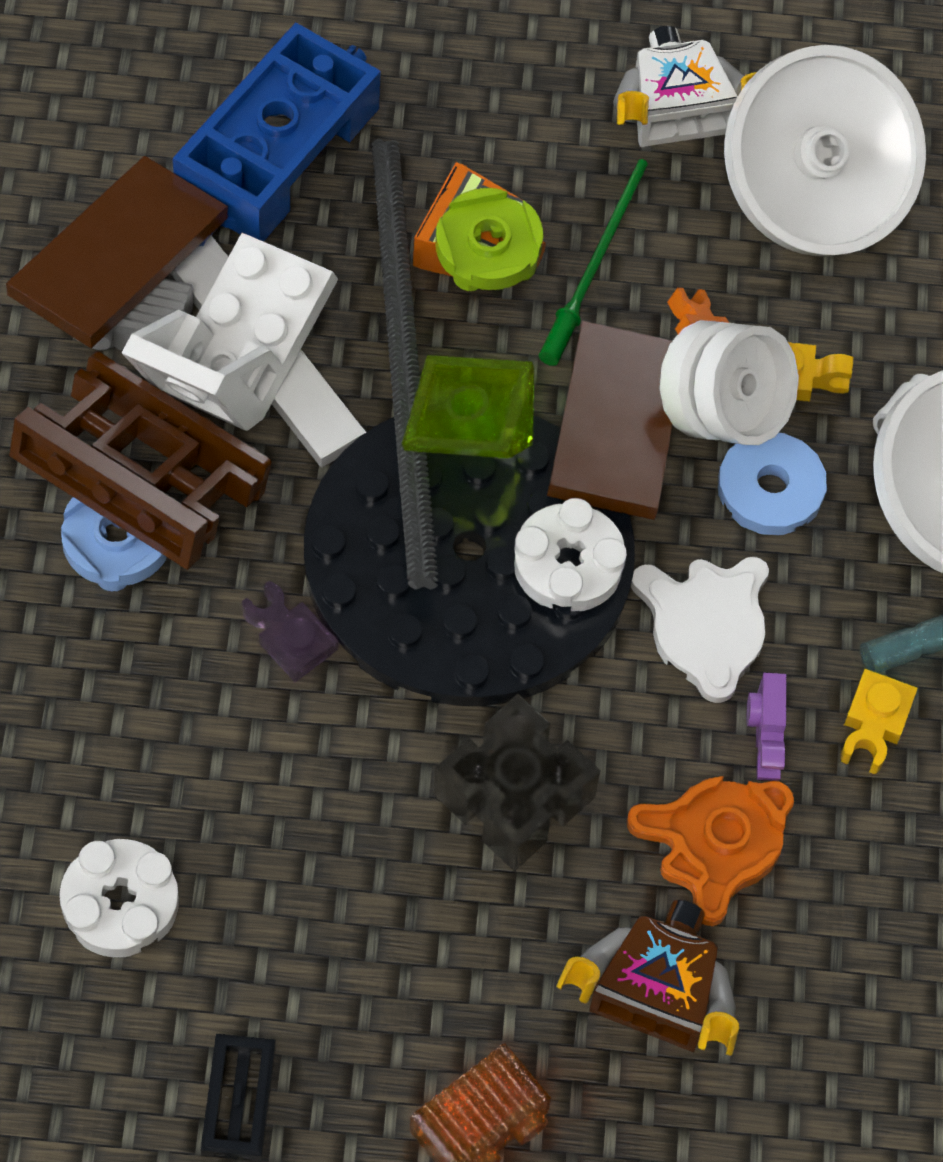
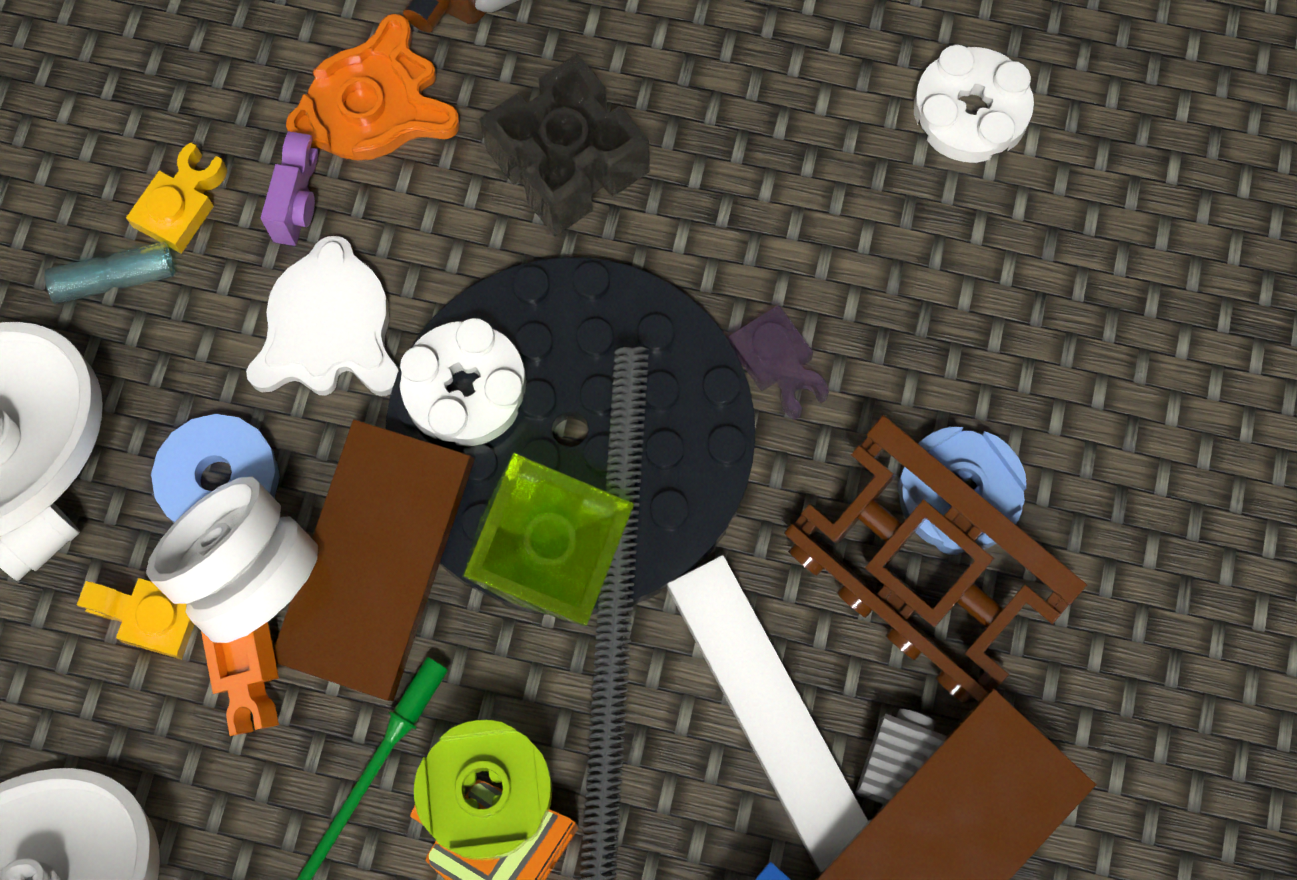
camera: 165 degrees left, 10 degrees up
(242, 337) = (816, 694): white bracket -> none

